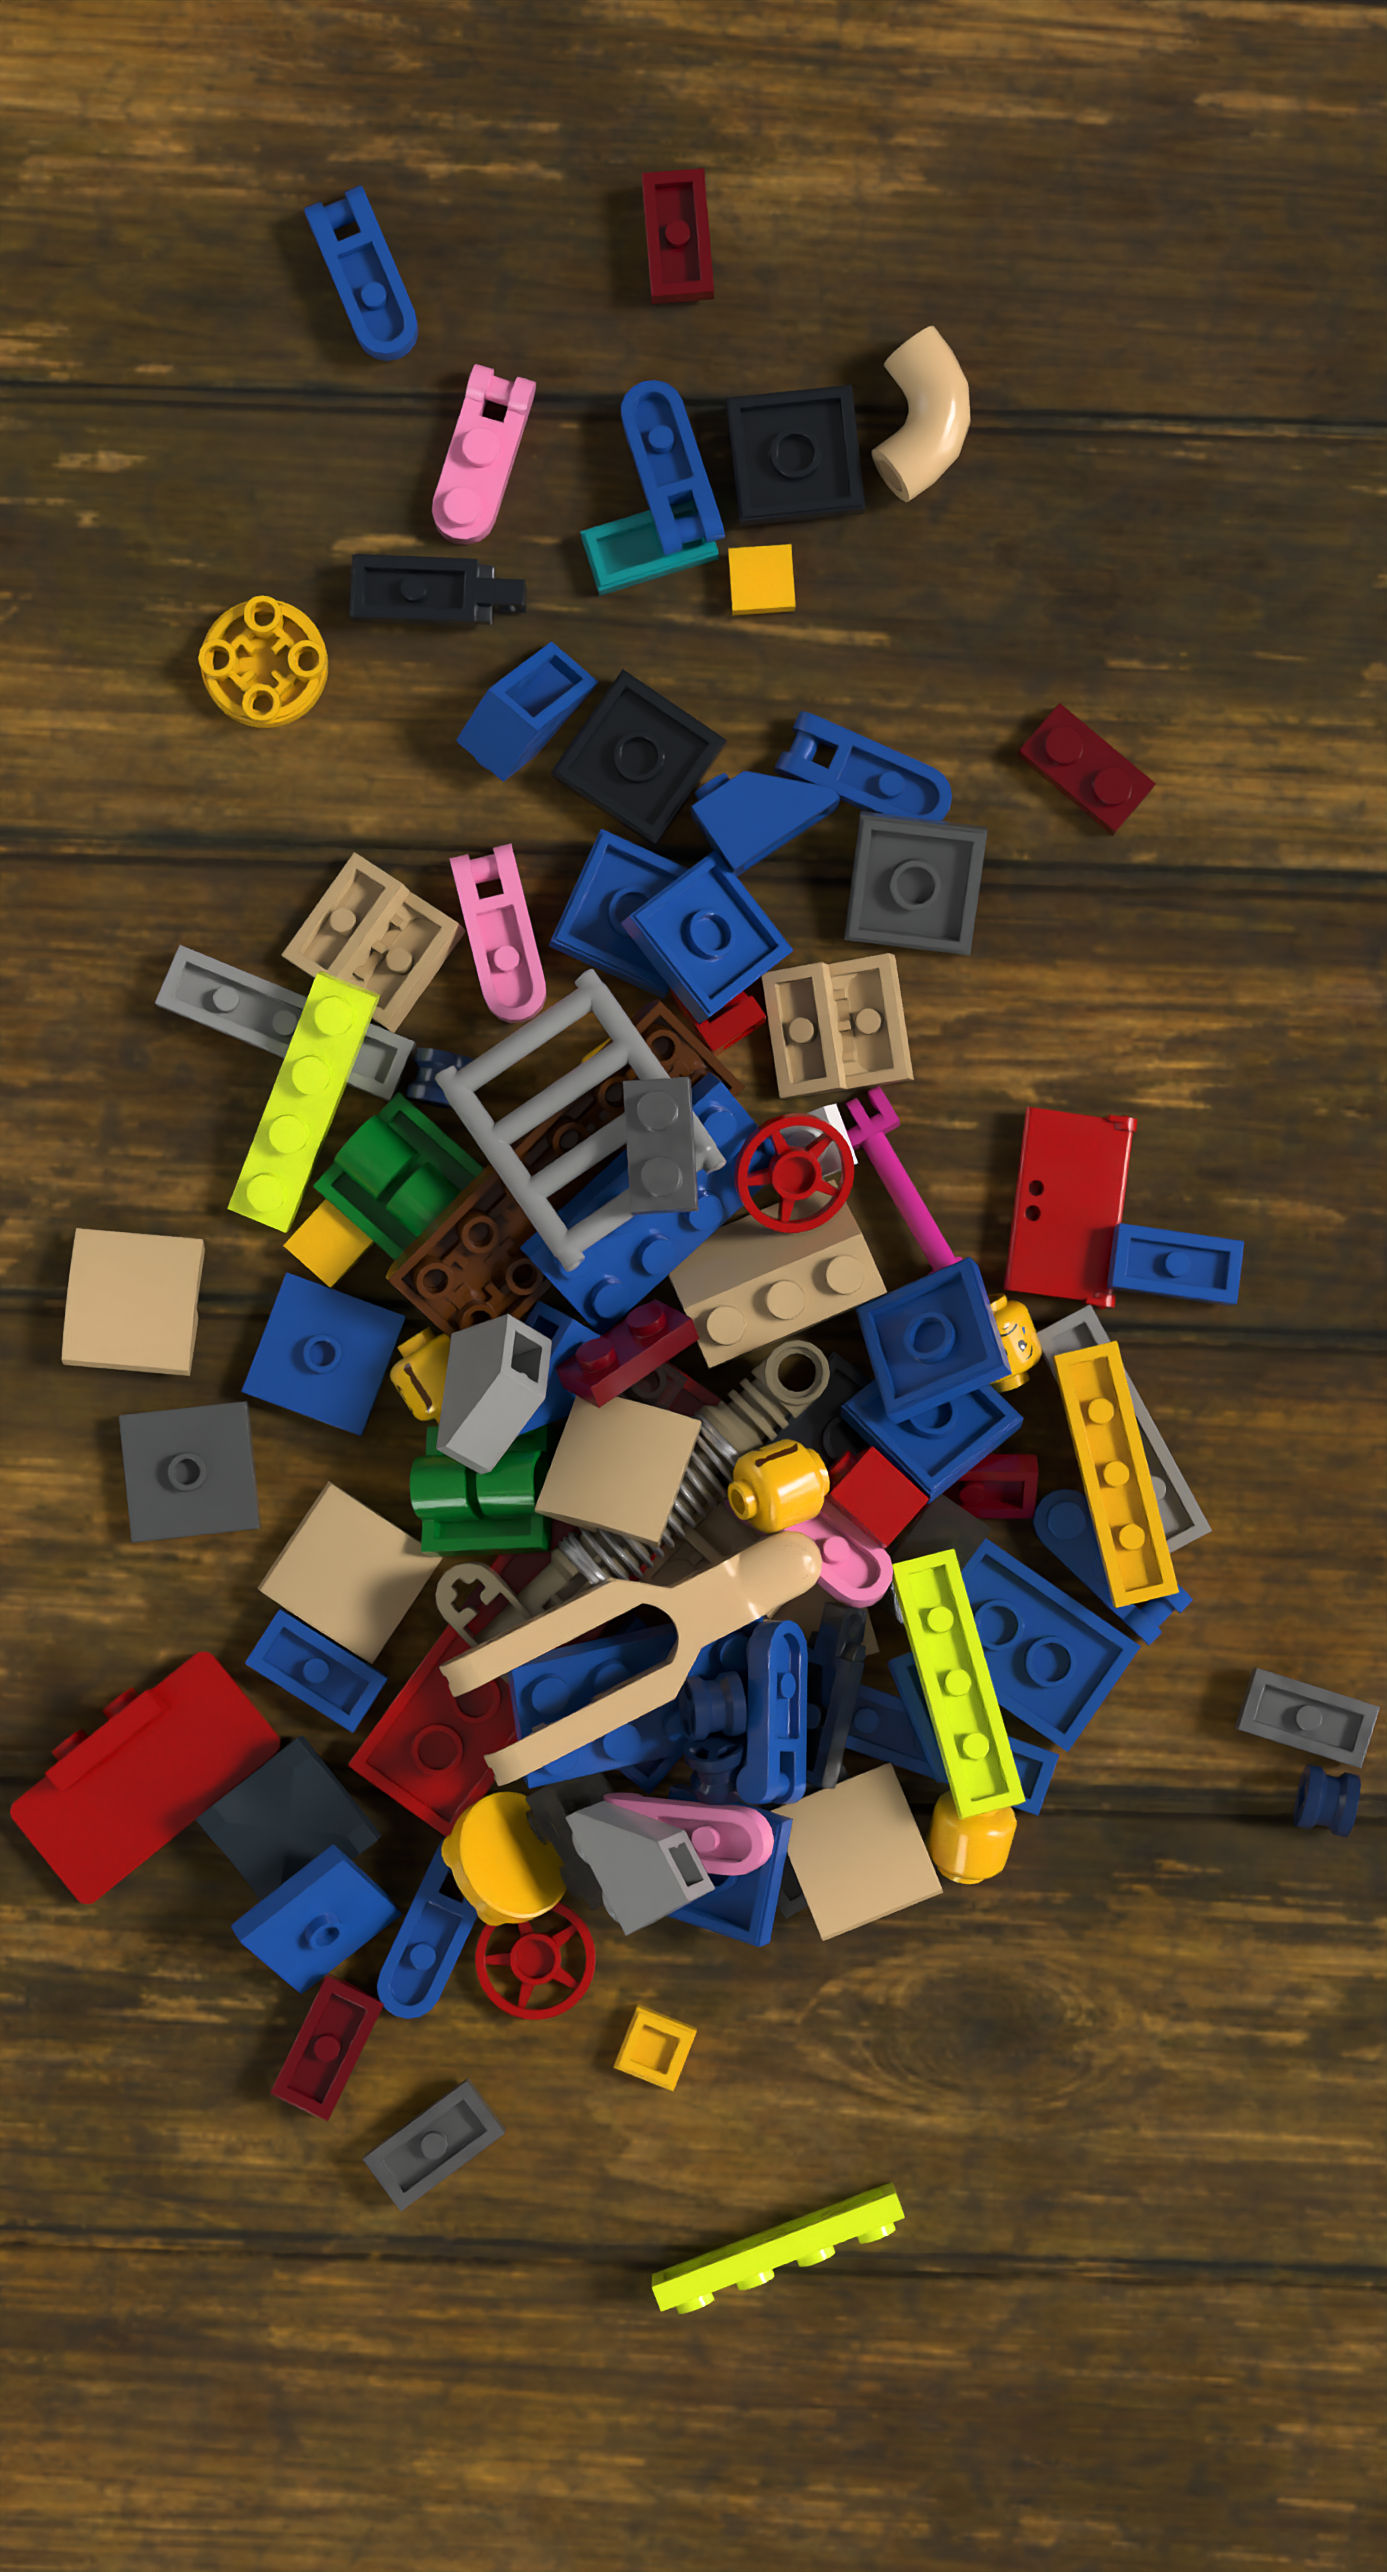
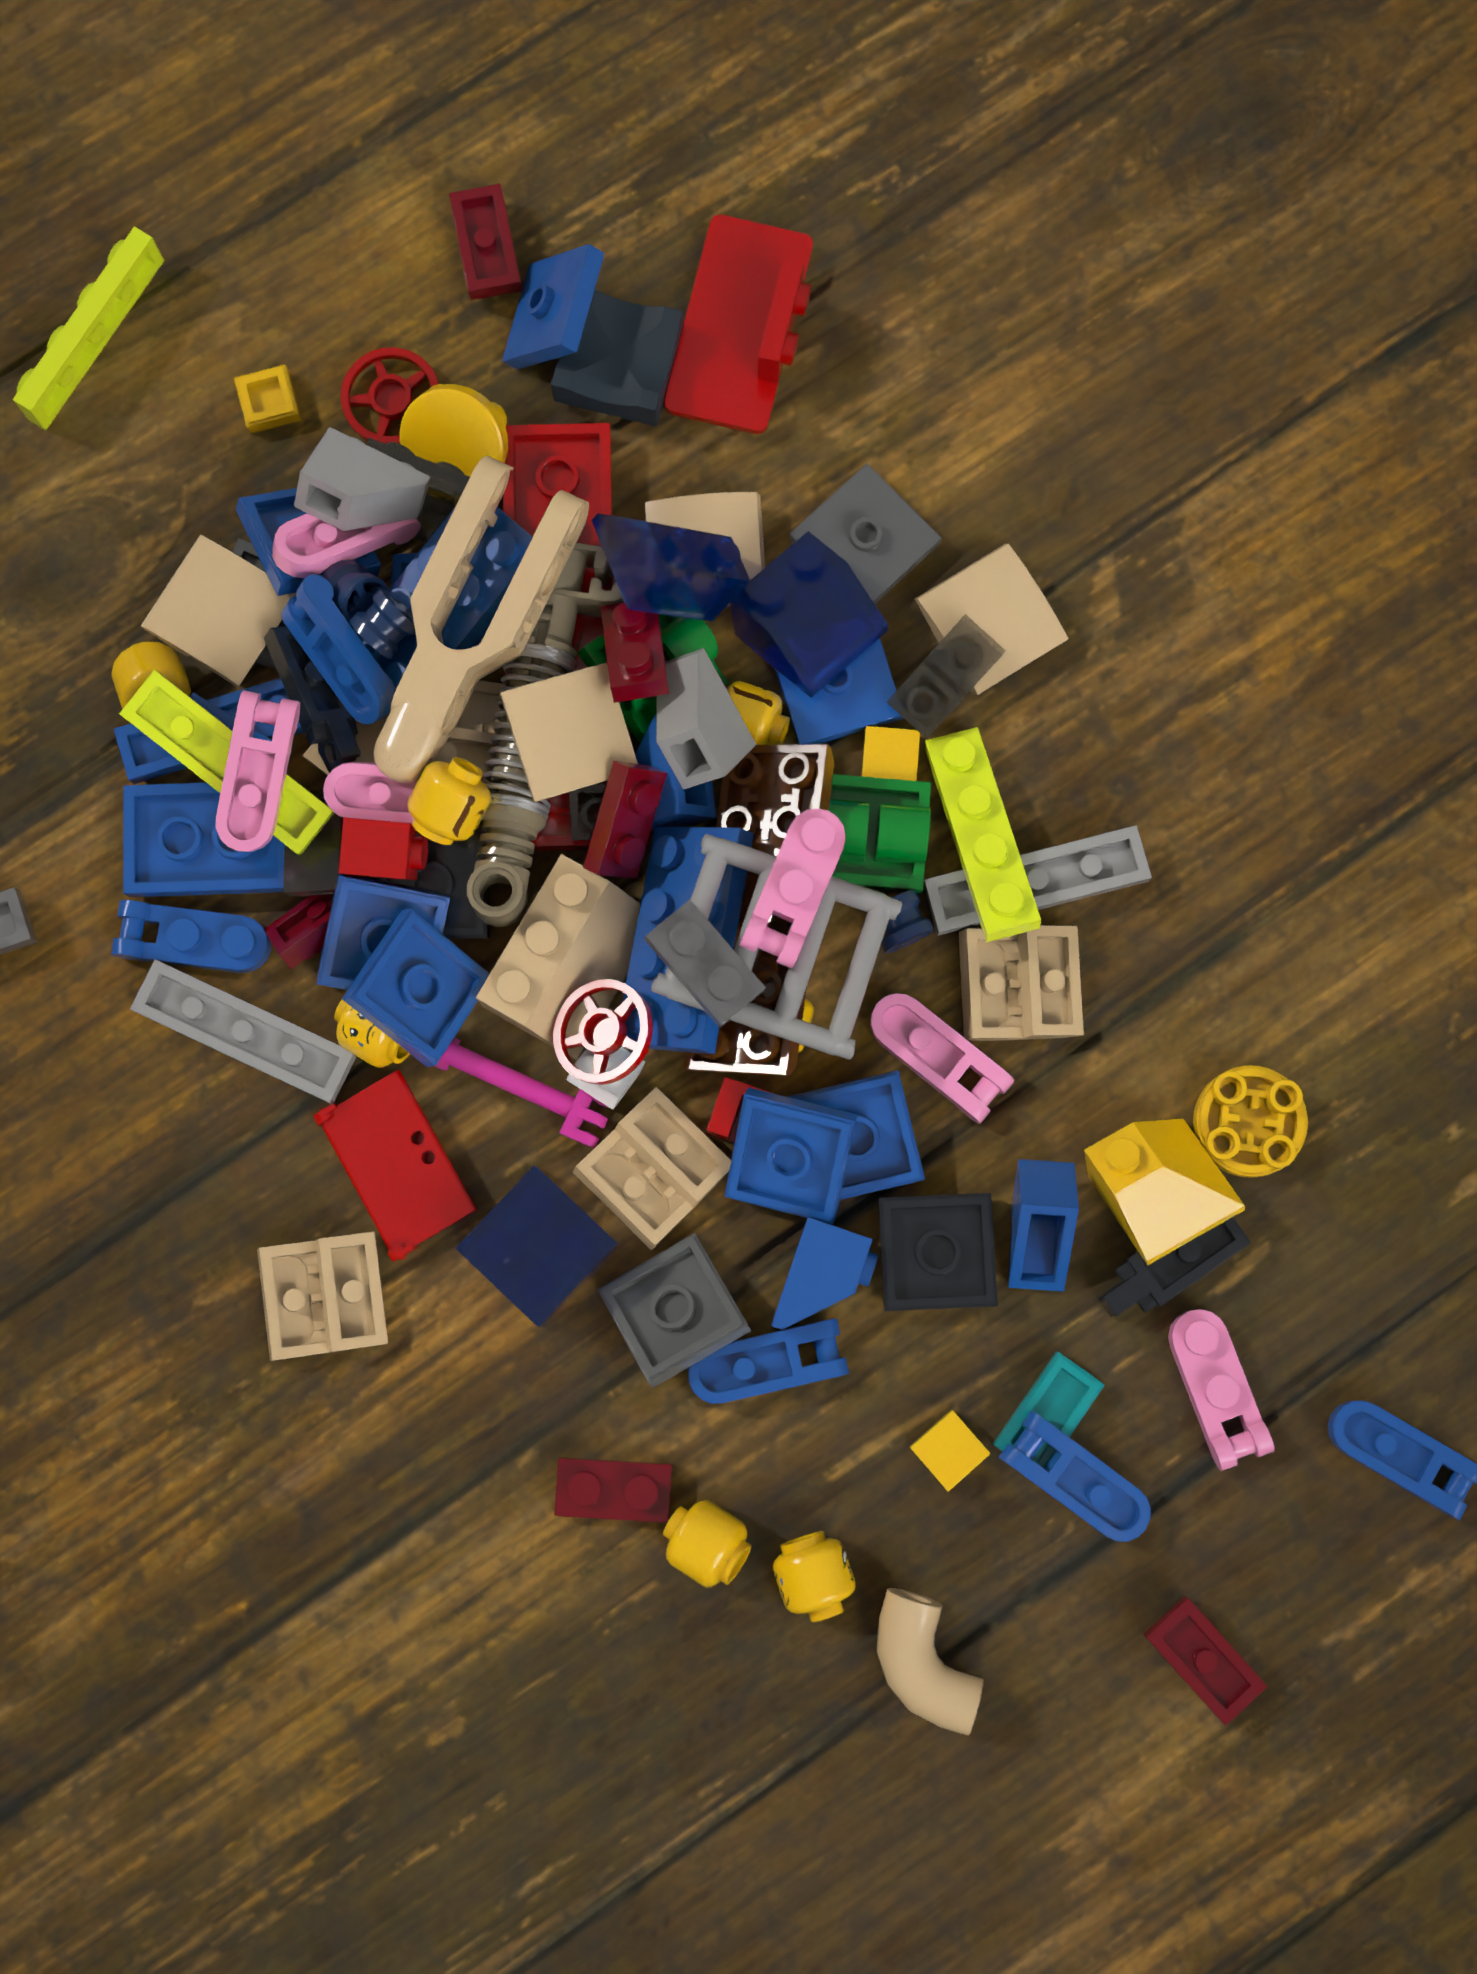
camera: 145 degrees right, 5 degrees down
(221, 1274) = (946, 676): none -> clear smoke slope
(306, 1427) = (807, 614): none -> clear blue slope
(317, 1670) = (677, 469): blue plate -> none
(392, 661) = (1160, 1185): none -> yellow slope
(402, 1561) = (671, 567): none -> clear blue slope
(425, 1946) = (468, 345): blue plate -> none
(434, 2144) = (368, 232): flat silver plate -> none
(499, 1501) = (634, 653): none -> dark red plate
(523, 1157) = (796, 884): none -> bright pink plate
(795, 455) = (995, 1560): black plate -> none
(939, 1644) = (255, 772): none -> bright pink plate
(964, 561) = (814, 1576): none -> yellow head
(995, 1028) = (537, 1247): none -> clear blue brick
(1039, 658) = (706, 1543): none -> yellow head
(1115, 1474) = (223, 993): yellow plate -> none
(1175, 1264) = (289, 1176): blue plate -> none
(1223, 1136) = (322, 1296): none -> tan slope

